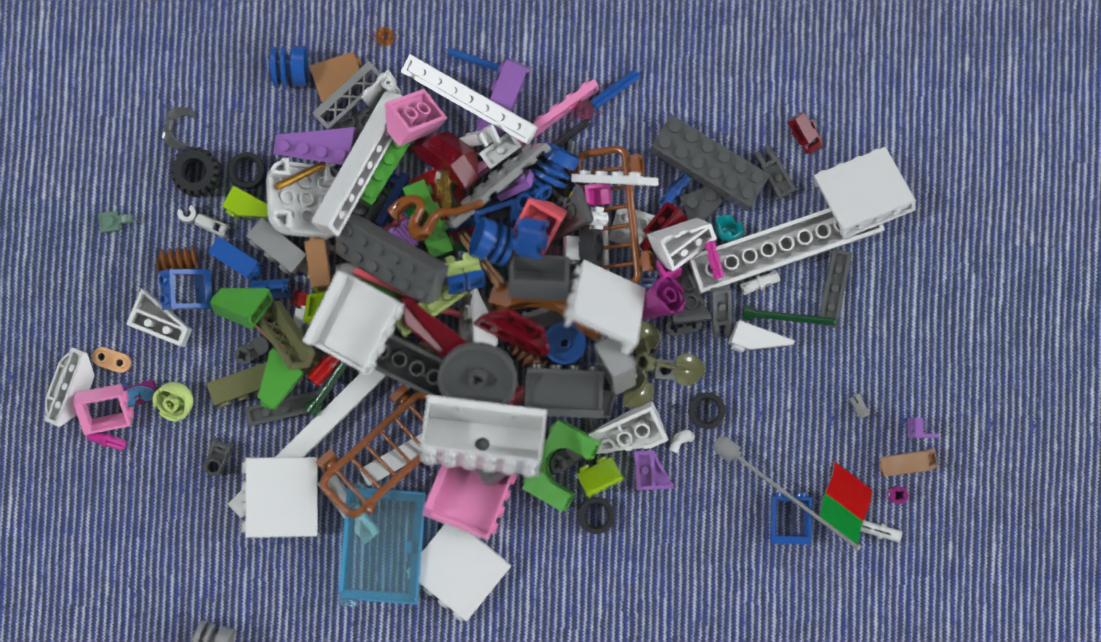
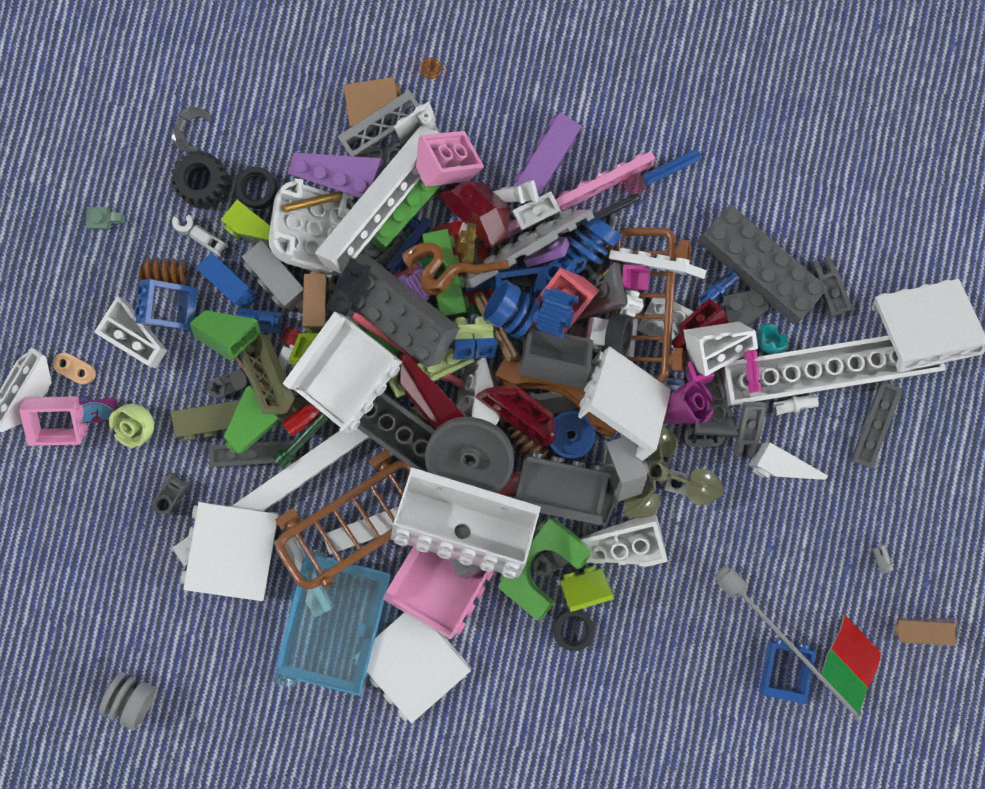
camera: 10 degrees right, 0 degrees up
(107, 440) = (53, 455): dark pink axle -> none
(289, 66) = (318, 81): blue wheel -> none
(345, 246) = (347, 287): none -> black plate
(469, 99) = (512, 150): white tile -> none
(473, 59) = (523, 109): blue bar -> none
(650, 472) = (640, 592): medium lavender wing -> none
(679, 438) = (679, 560): white arm -> none
(721, 410) = (730, 539): black tyre -> none
(752, 313) = (779, 436): dark green piece -> none
(805, 132) = (872, 249): dark red piece -> none
(891, 495) = (915, 663): magenta bush -> none
(895, 535) = (897, 707): white pin -> none
(915, 429) = (944, 595): medium lavender panel -> none

